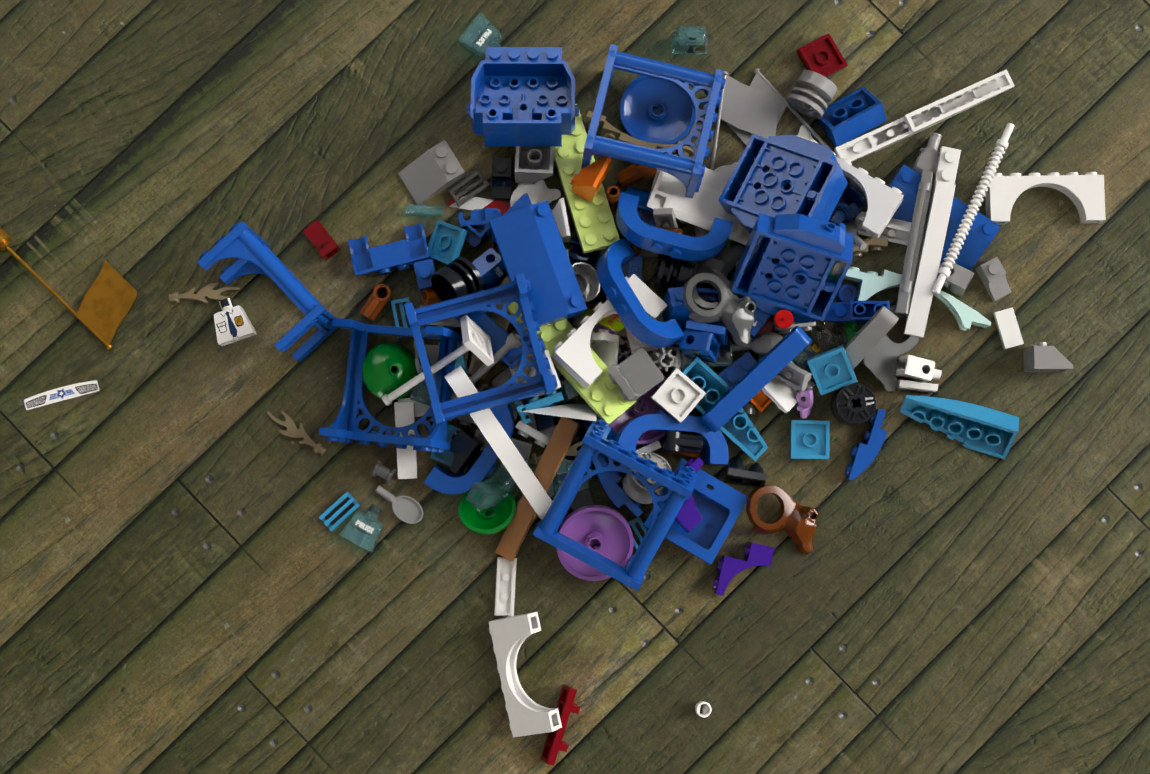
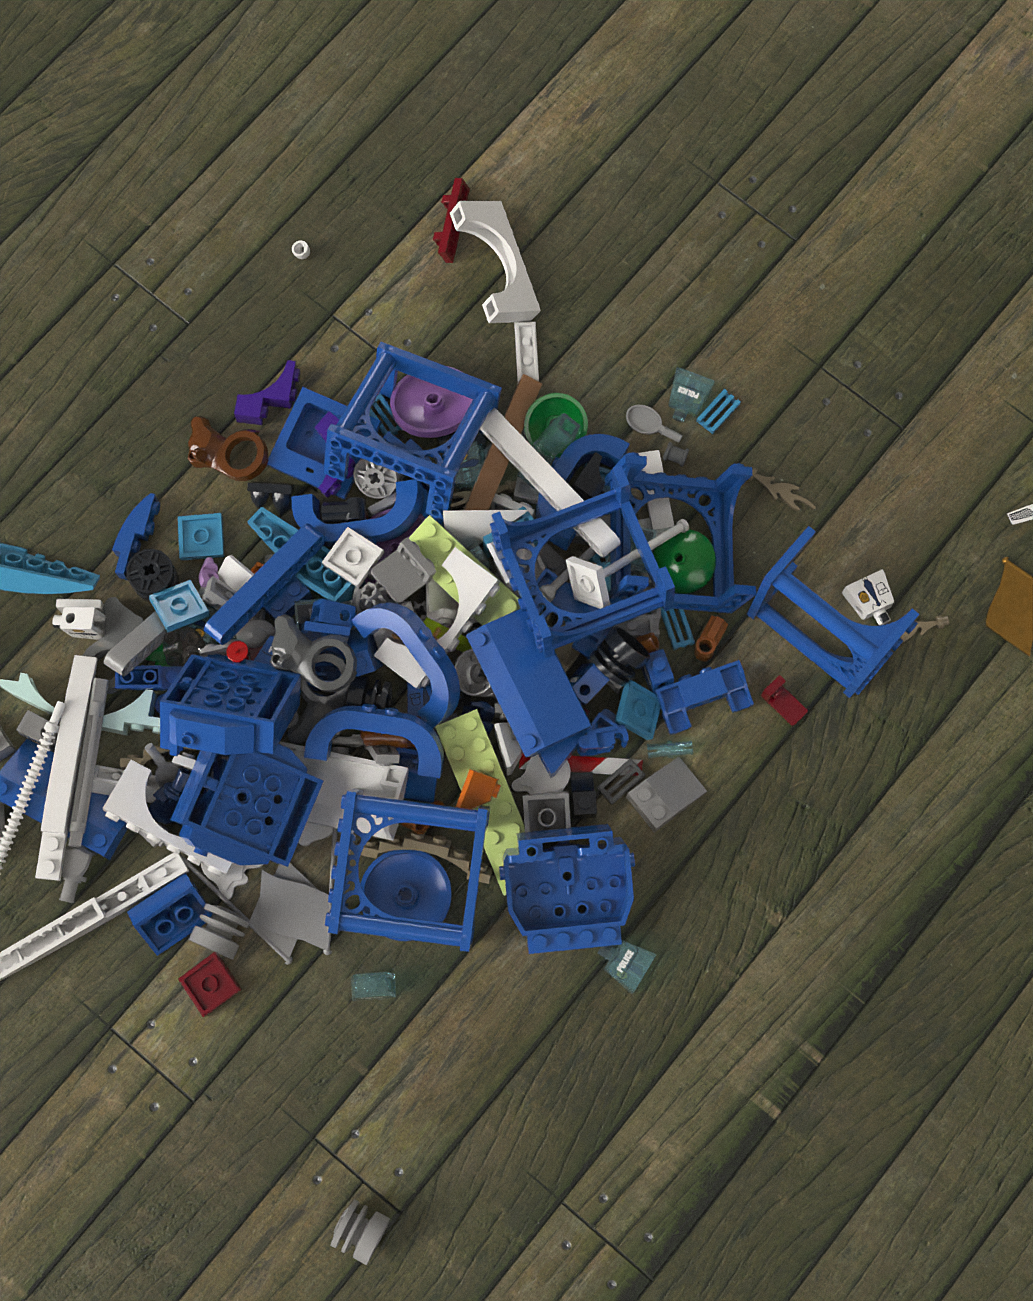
camera: 175 degrees right, 10 degrees down
(613, 194) = (449, 784): dark orange pin -> none

